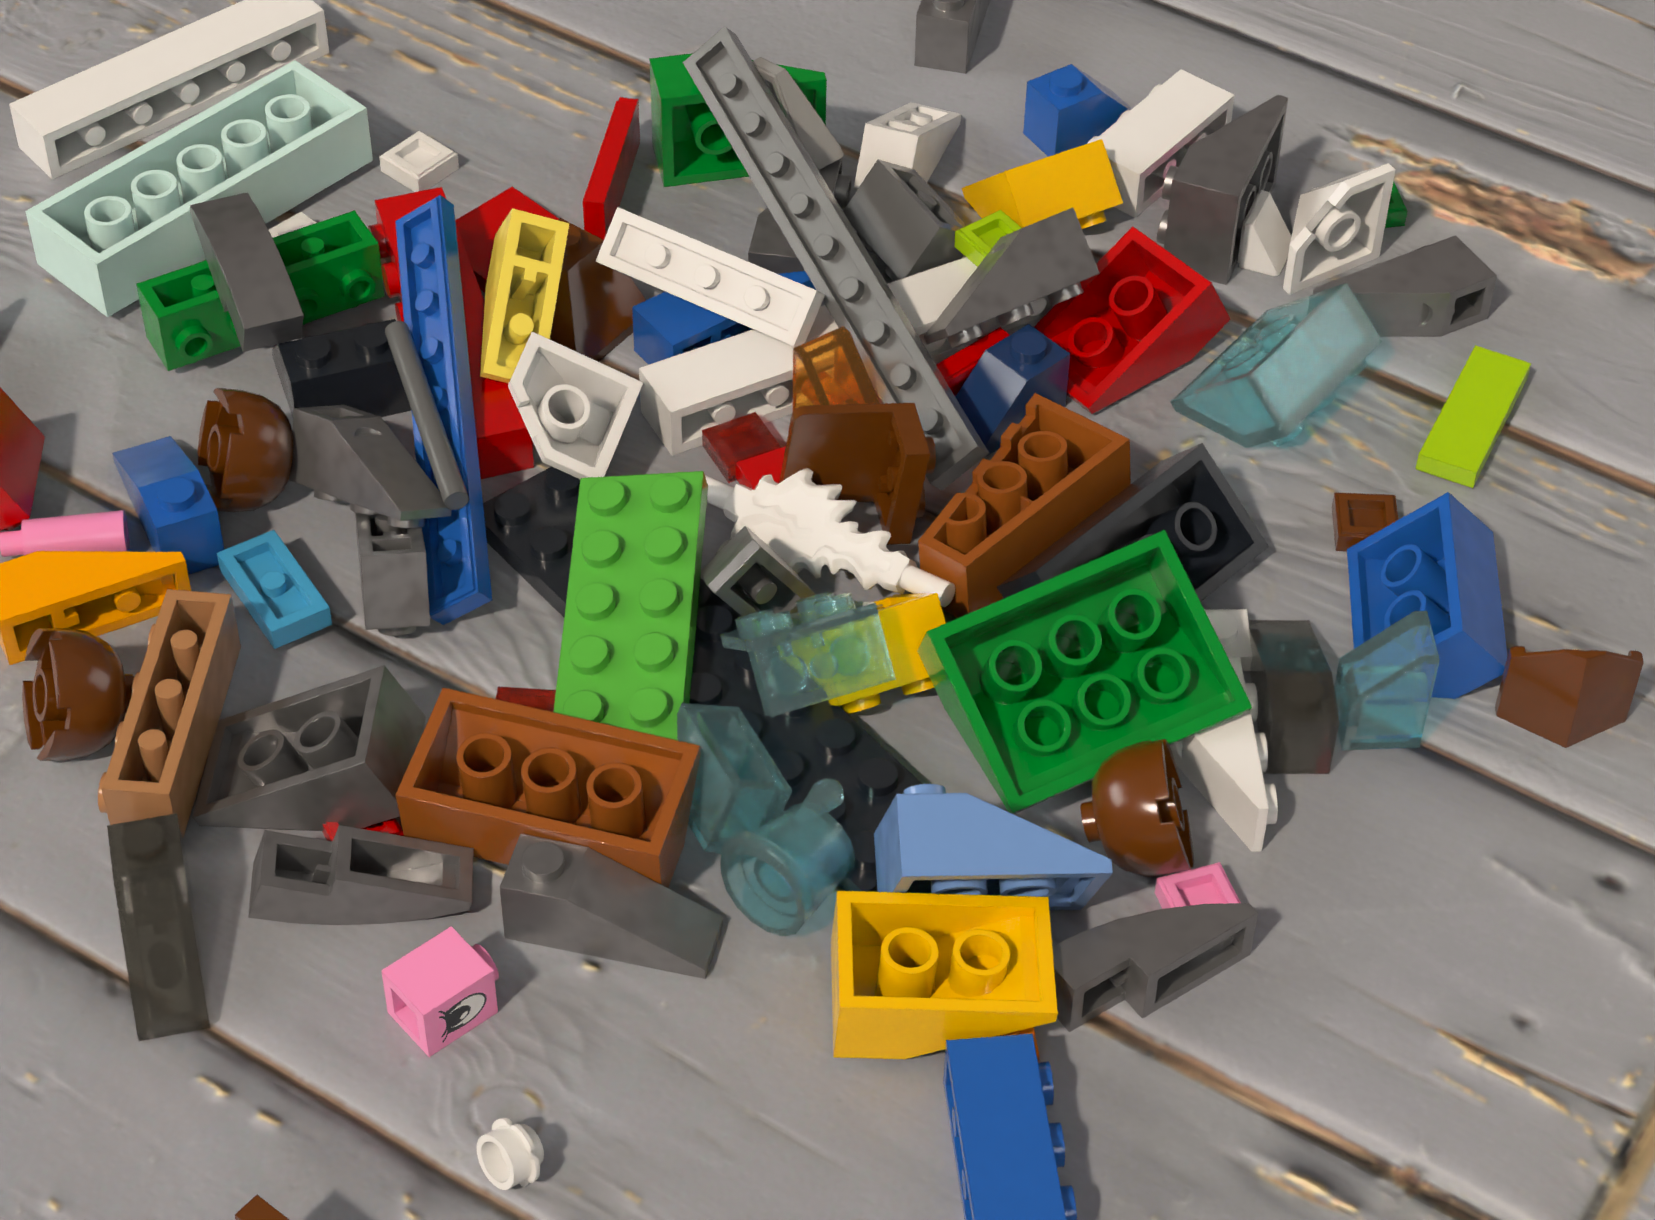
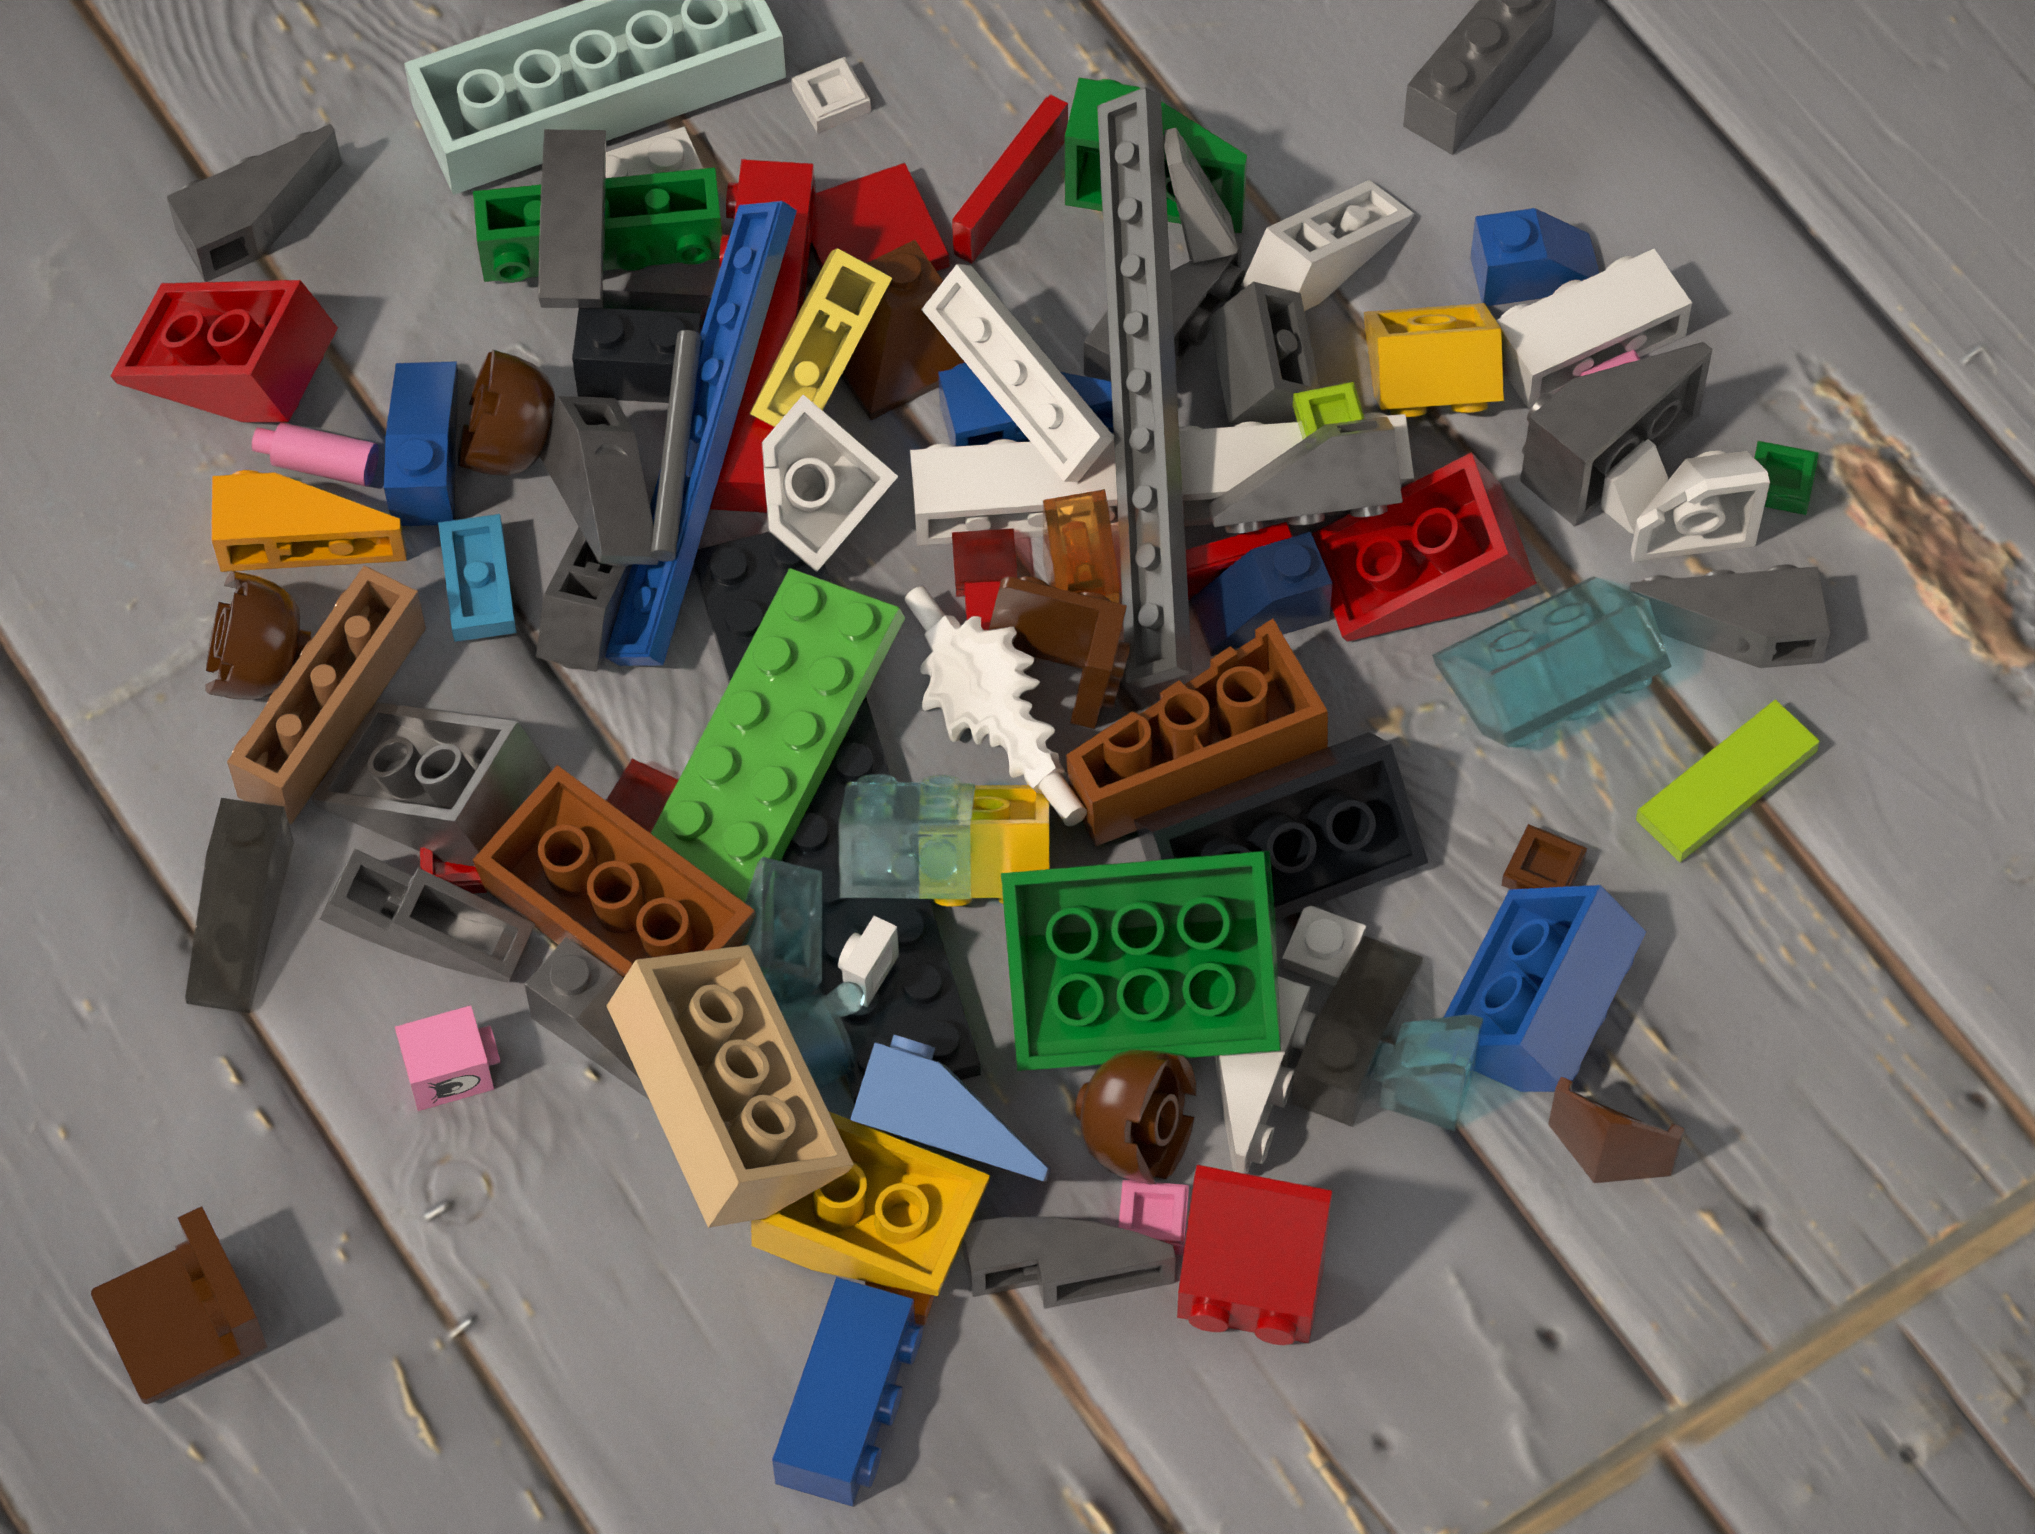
camera: 25 degrees right, 15 degrees up
(510, 1154) = (438, 1234): white plate -> none
(753, 576) = (904, 734): flat silver slope -> none
(760, 890) = (727, 1083): none -> tan slope
(826, 754) = (870, 956): none -> white plate
(1336, 874) = (1253, 1255): none -> red slope

